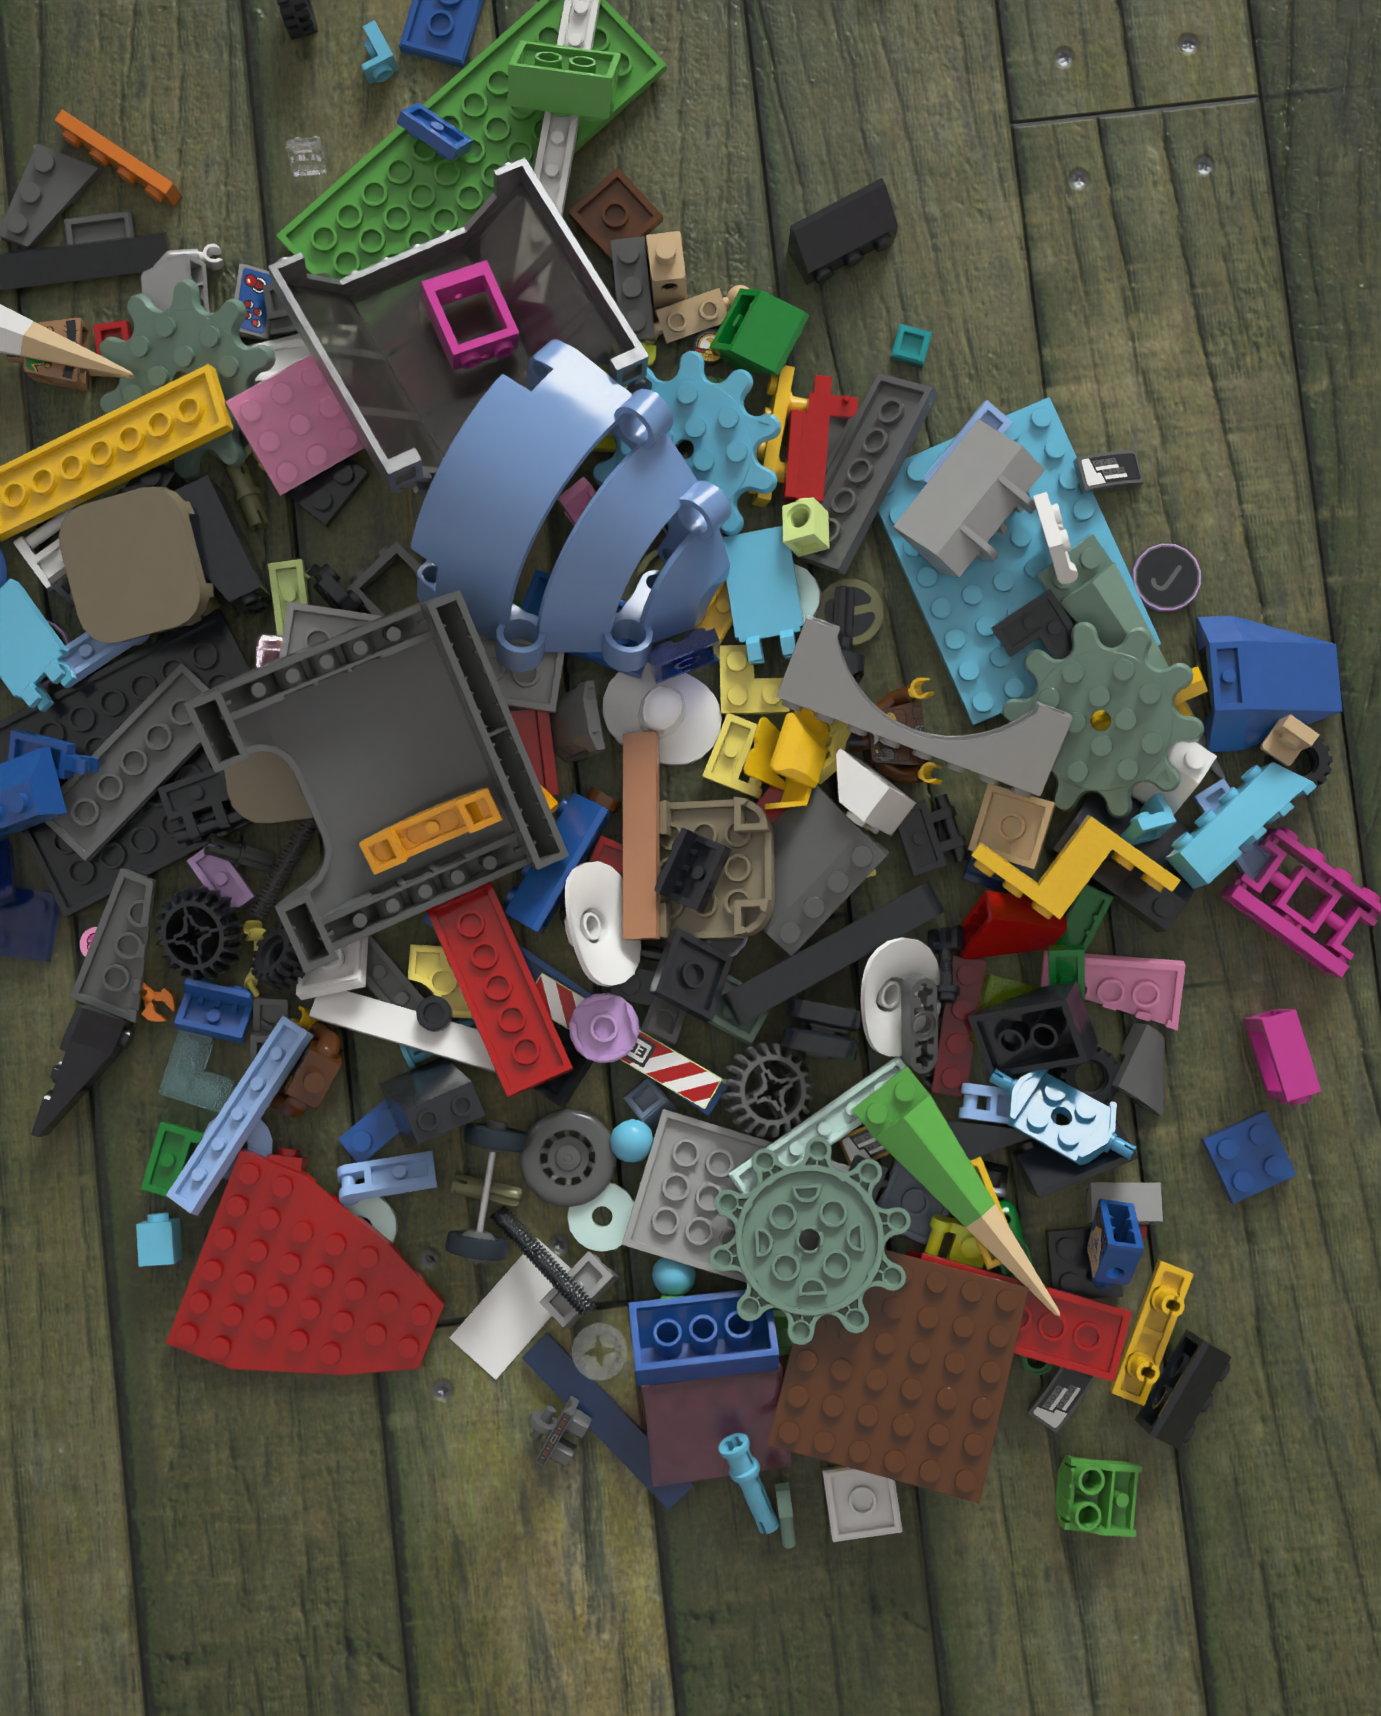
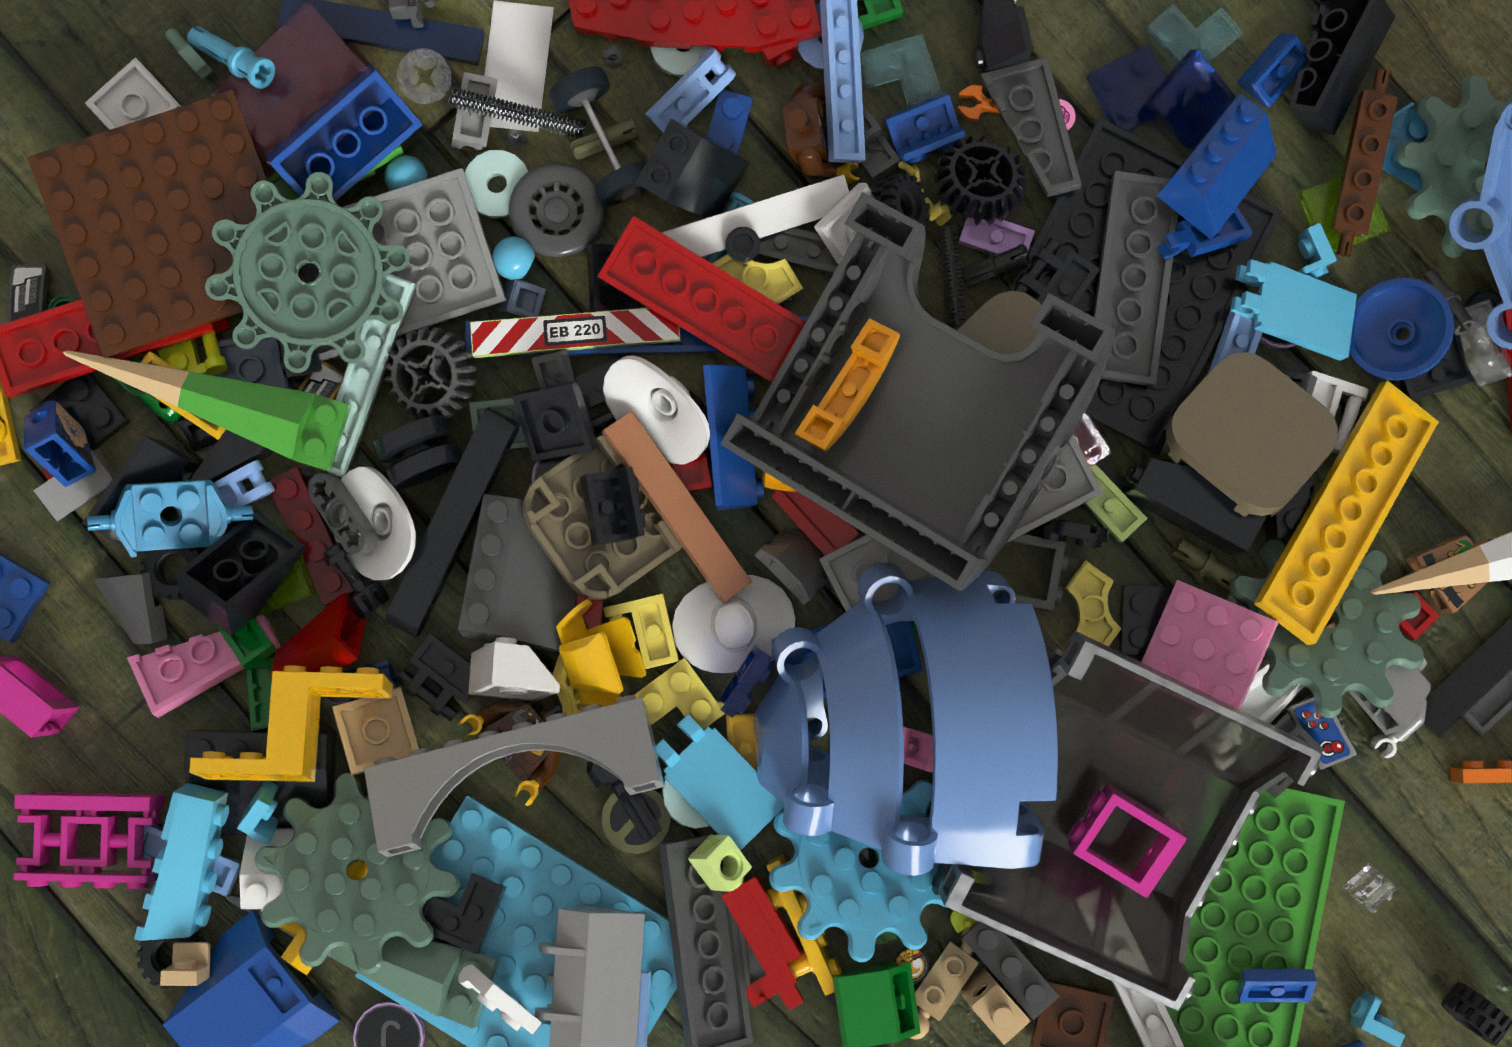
camera: 140 degrees right, 0 degrees up
(357, 537) = (1090, 592): none -> light yellow tile
(603, 800) = (730, 516): reddish brown tile -> none
(604, 1027) = (596, 329): lavender tile -> none

